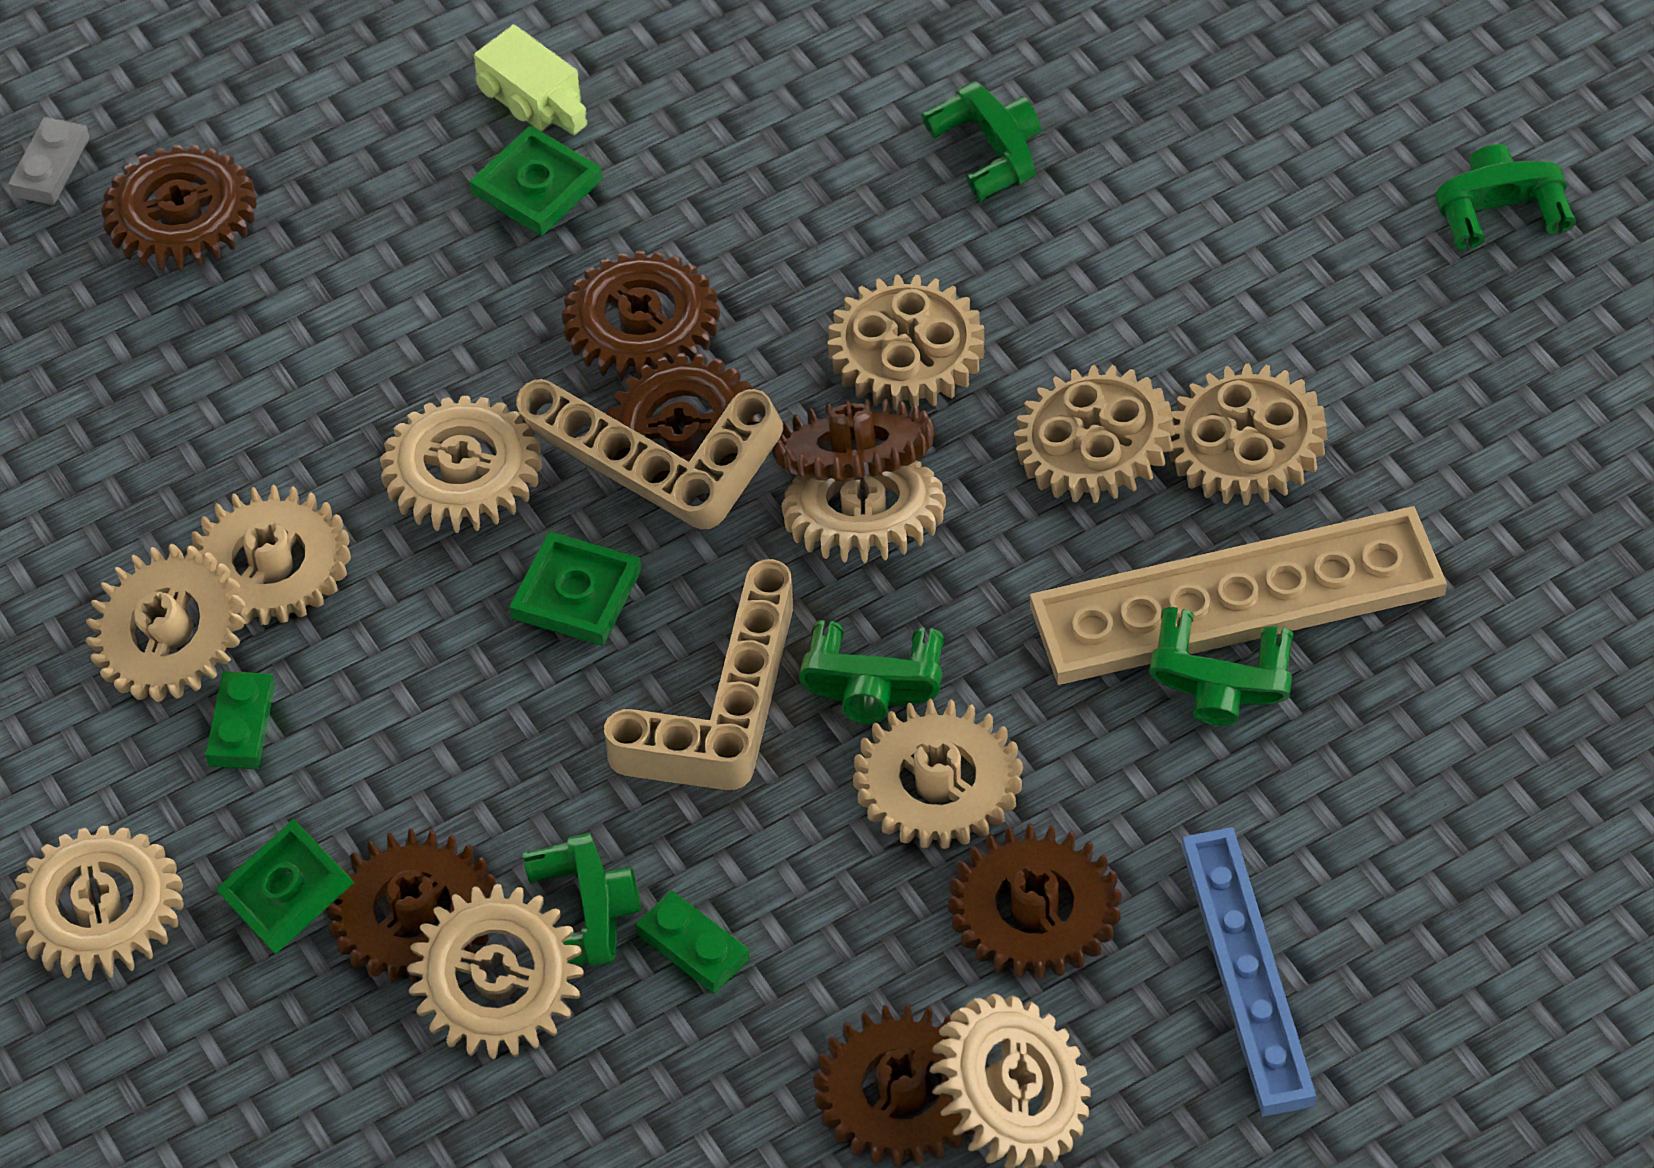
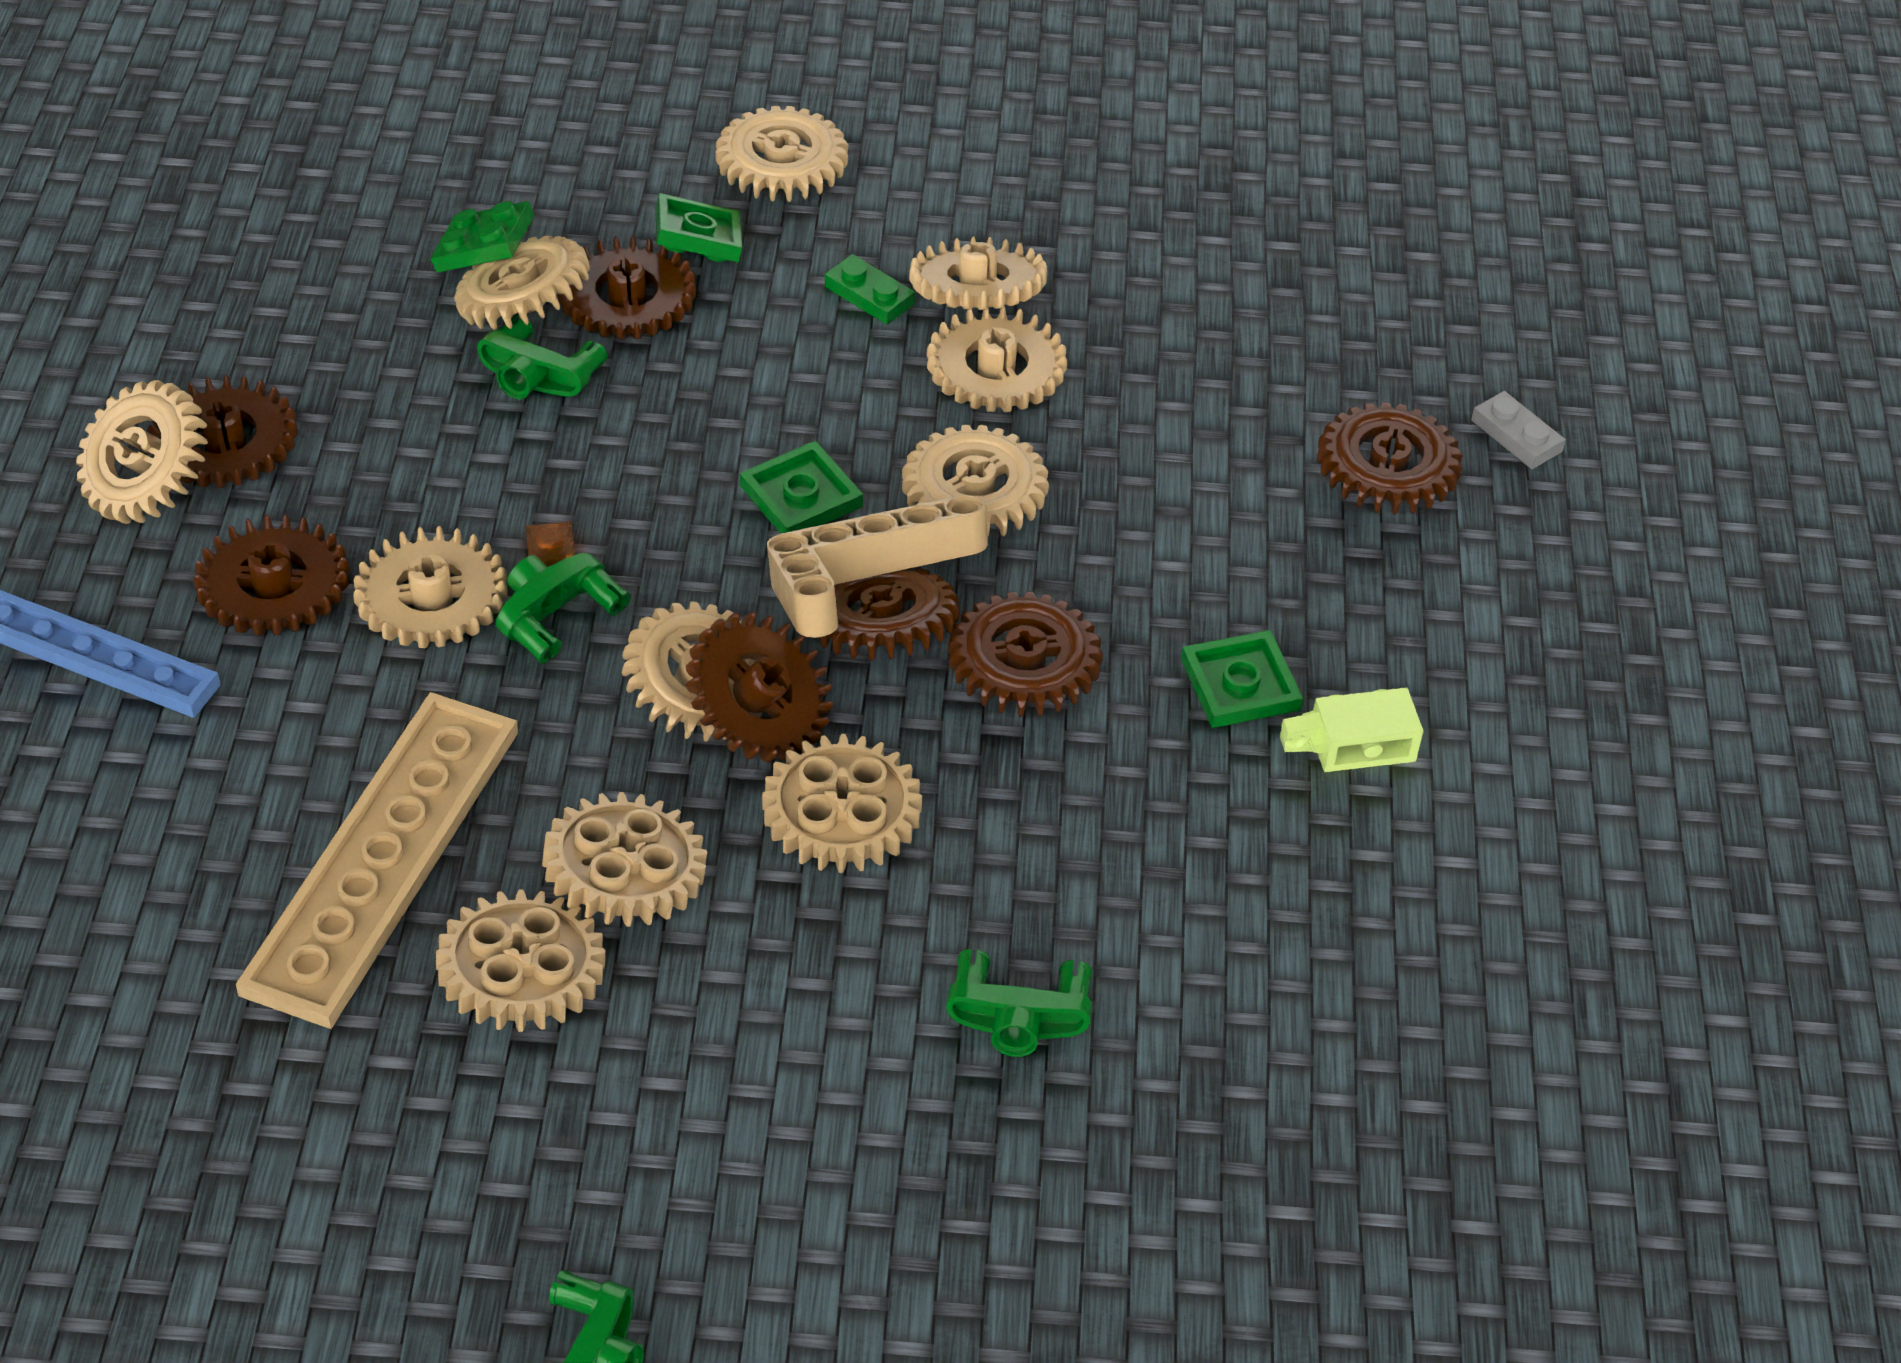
camera: 120 degrees right, 5 degrees down
(452, 1060) = (482, 236): none -> green plate
(693, 941) = (450, 402): green plate -> none
(764, 608) = (584, 491): tan beam -> none
(804, 731) = (550, 541): none -> clear orange plate
(1220, 684) = (315, 778): green connector -> none

